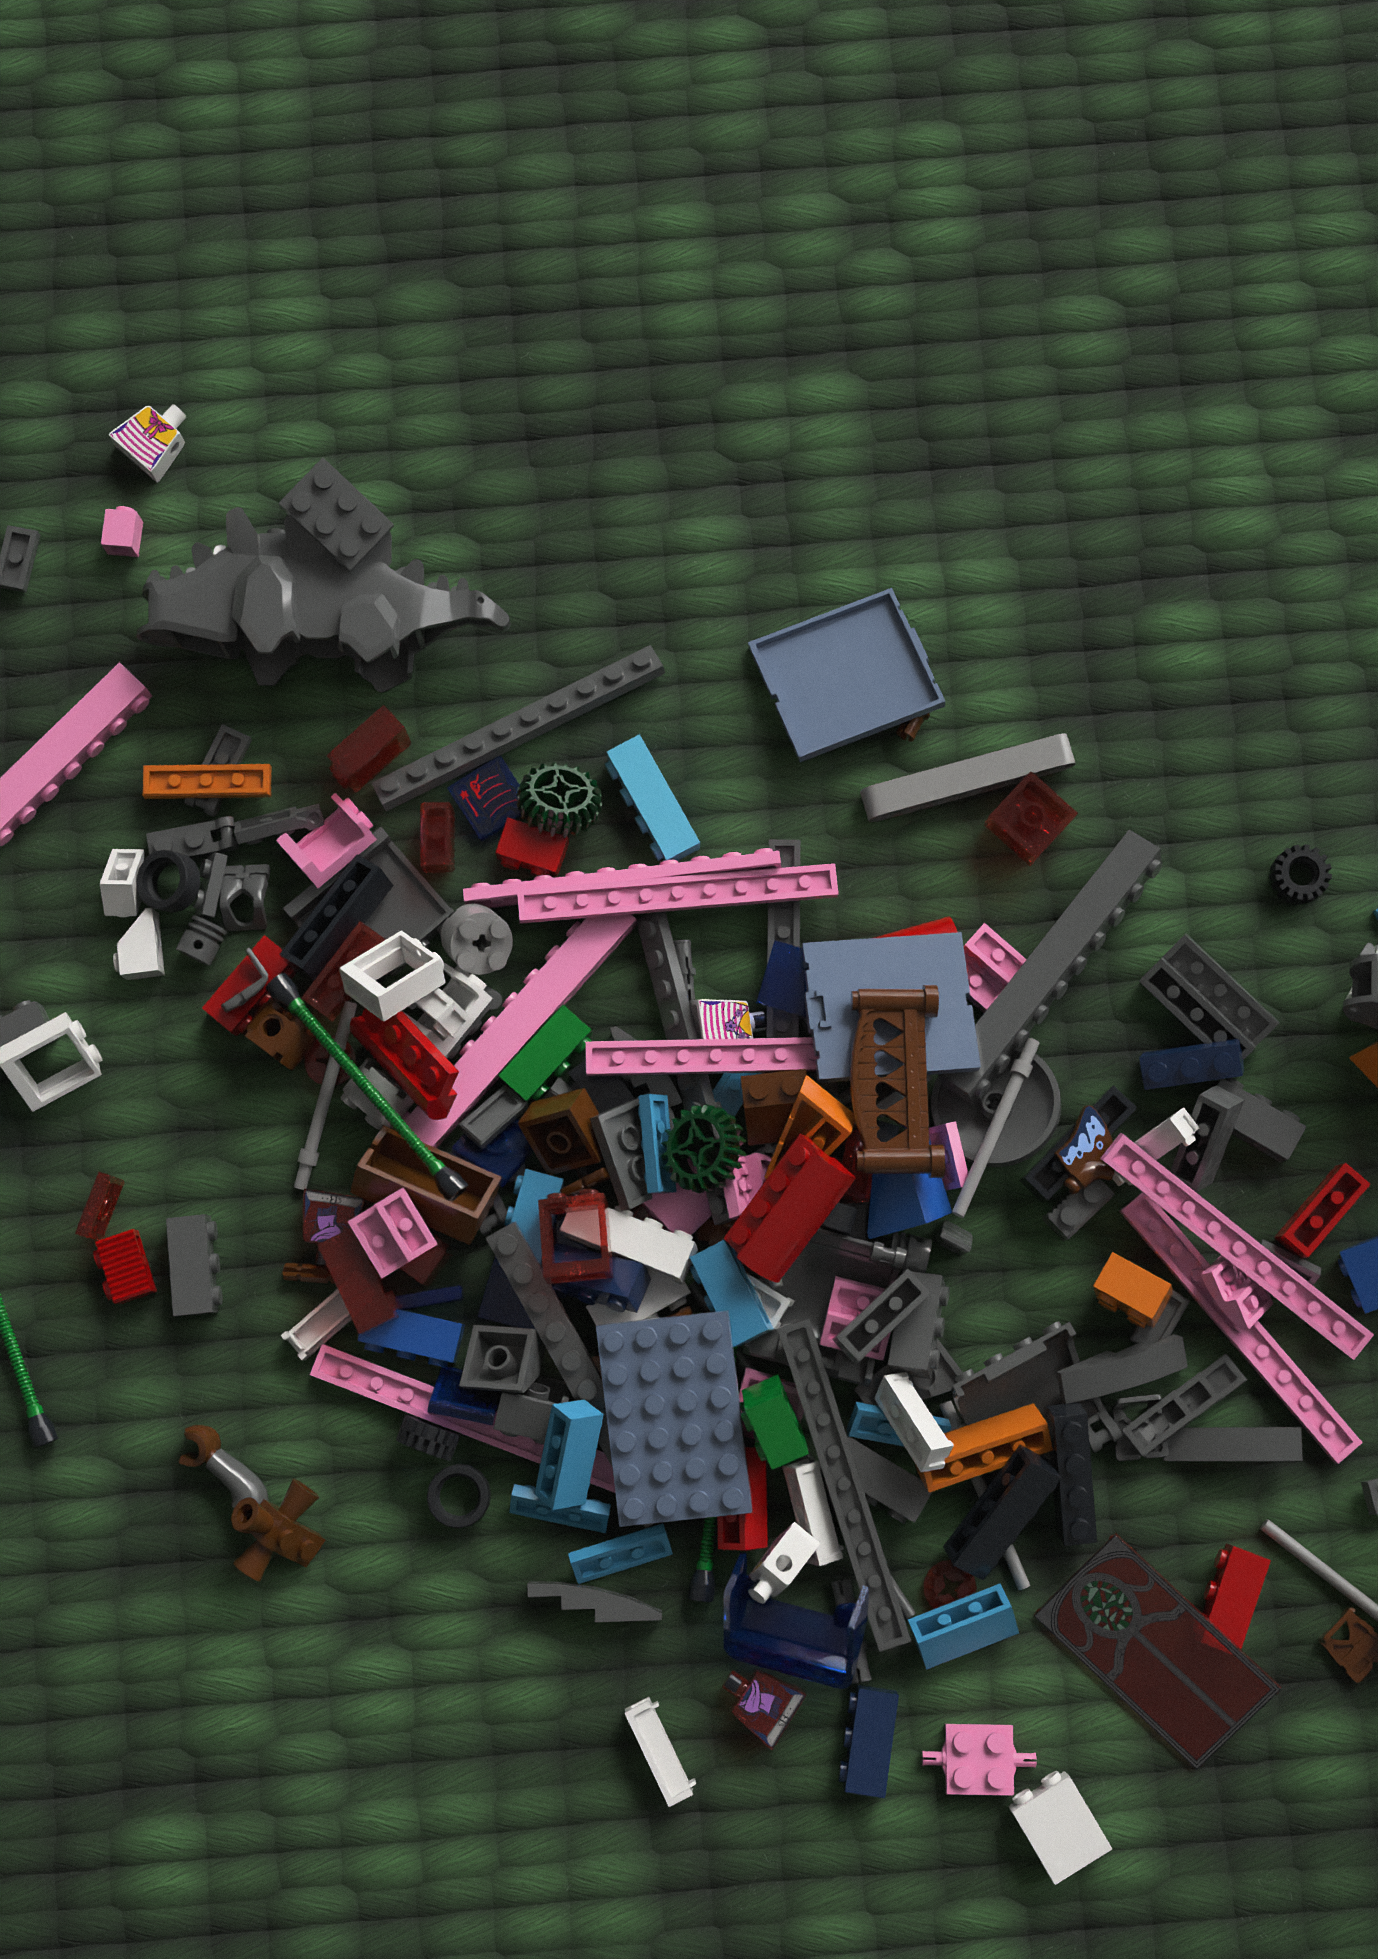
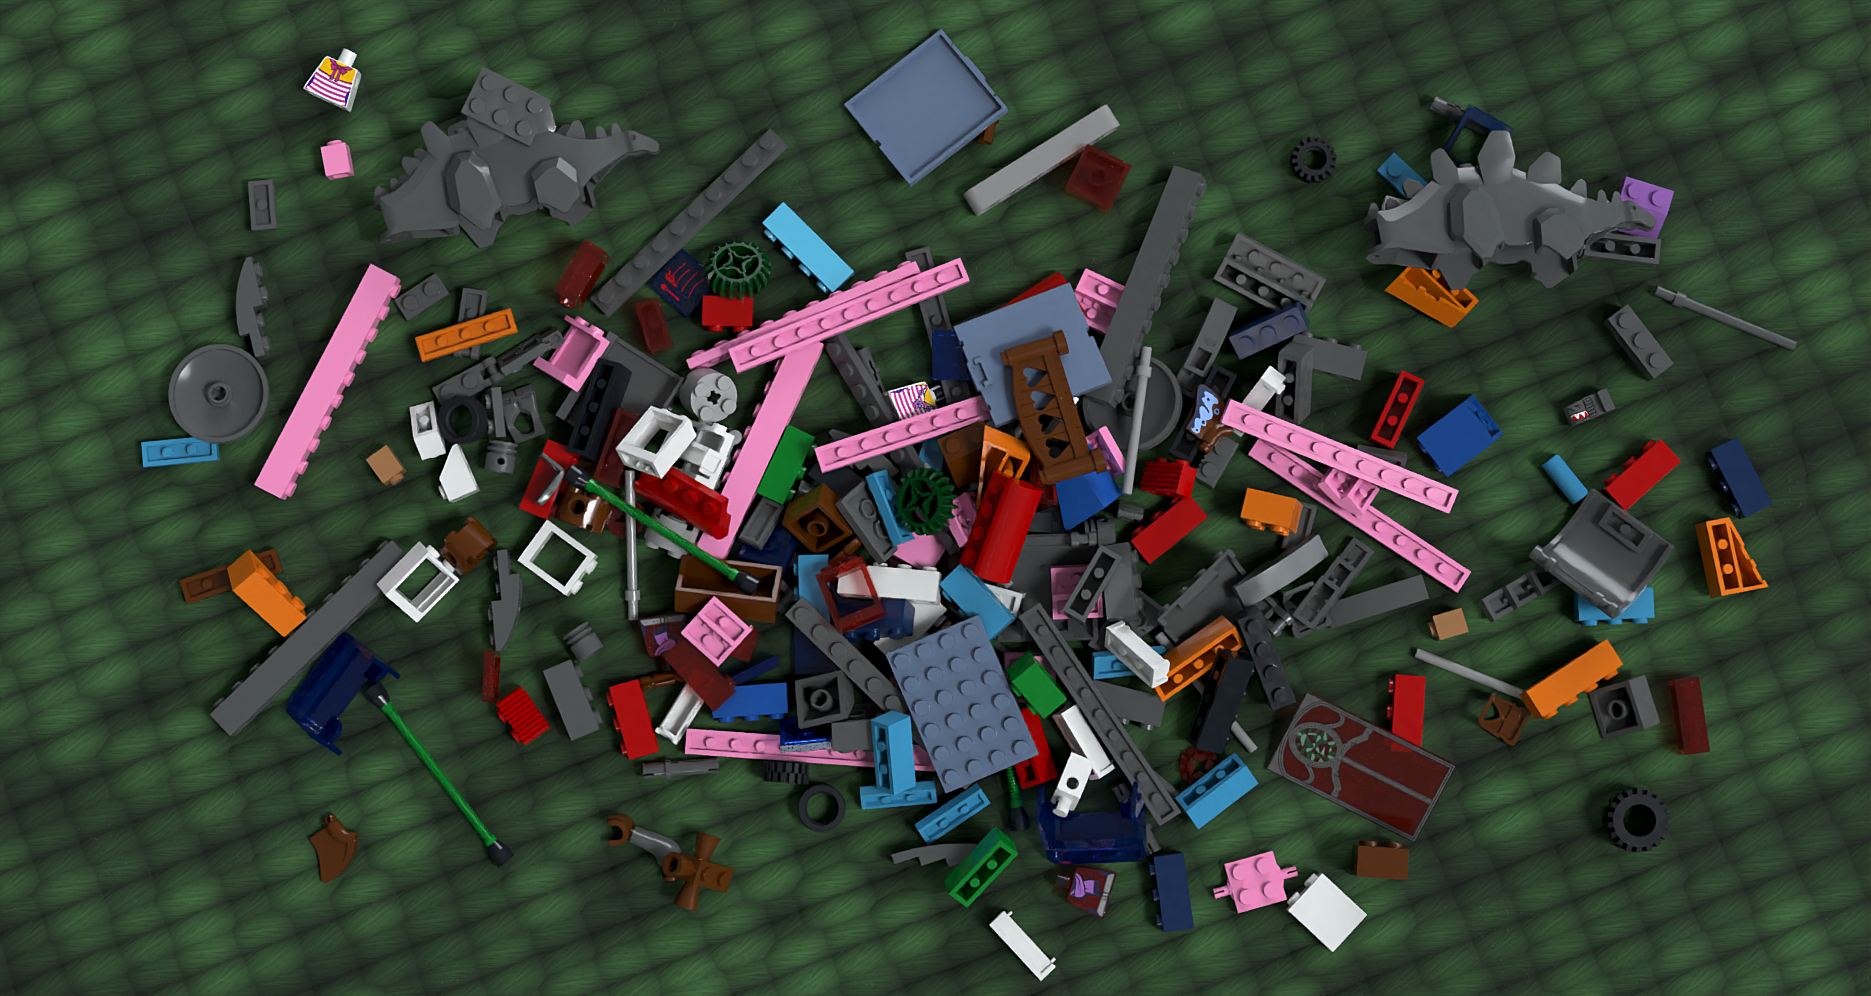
camera: 10 degrees left, 5 degrees up
(60, 910) = (387, 466): none -> medium nougat brick
(124, 1036) = (468, 546): none -> reddish brown brick
(146, 1132) = (506, 611): none -> dark grey slope
(170, 722) = (422, 297): none -> dark grey plate
(210, 1061) = (539, 542): none -> white window
(228, 1197) = (583, 642): none -> dark grey piece
(259, 1313) = (633, 720): none -> red brick
(307, 1393) = (678, 768): none -> dark grey pin
(635, 1636) = (981, 867): none -> green brick
(995, 1273) = (1167, 528): none -> red brick
(1014, 1211) = (1168, 478): none -> red brick
(1105, 1061) = (1205, 346): none -> dark grey slope
(1148, 1784) = (1379, 861): none -> reddish brown brick
(1315, 1501) = (1447, 624): none -> medium nougat brick

